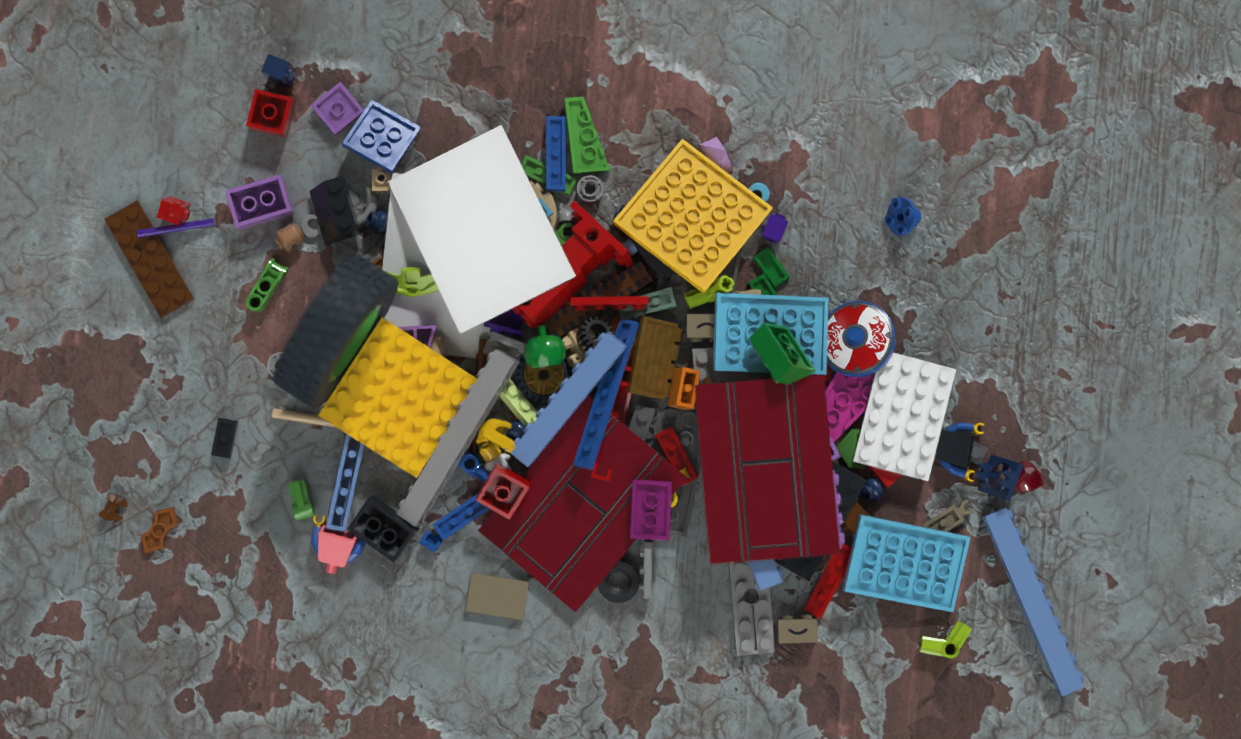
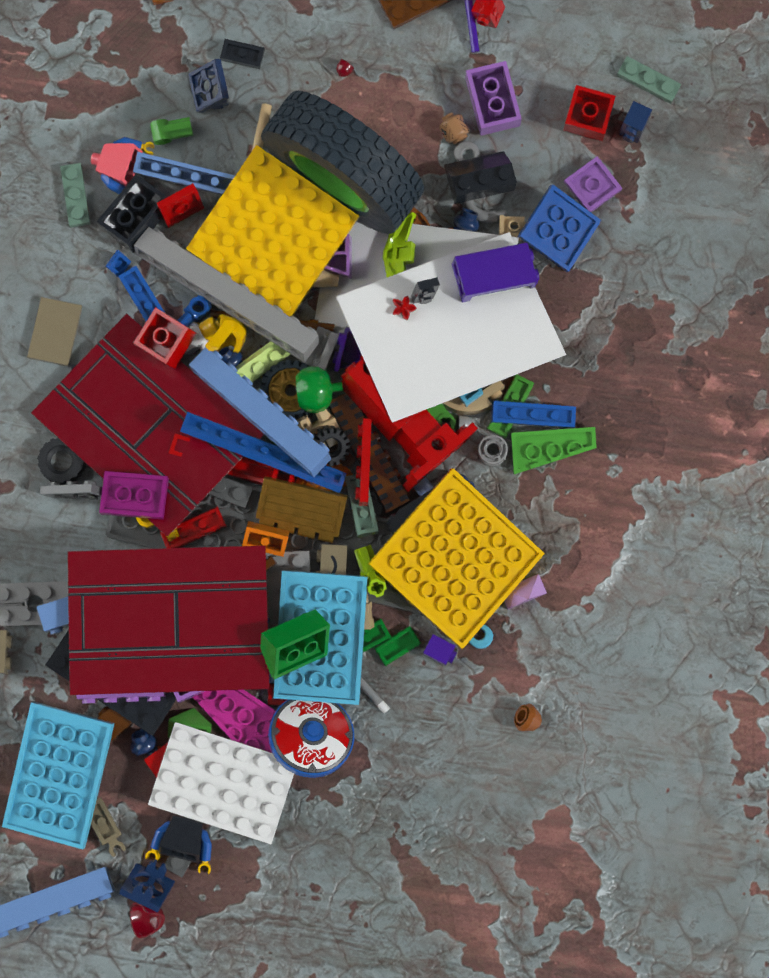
camera: 90 degrees right, 5 degrees down
(235, 61) = (649, 79): none -> sand green plate
(235, 342) = (344, 68): none -> dark red hinge
(244, 472) = (197, 85): none -> dark blue piece
(271, 276) = (414, 110): bright green piece -> none
(366, 586) = (75, 195): none -> sand green plate
(374, 485) = (180, 205): none -> red tile
(428, 191) = (495, 271): none -> dark purple panel
(453, 251) = (425, 291): none -> black plate
(467, 271) = (403, 307): none -> red plant
(818, 285) = (374, 696): none -> light grey bar
(828, 582) = (44, 689): red plate -> none
(830, 148) = (527, 718): none -> dark orange cone
(902, 216) = (446, 794): blue plate -> none

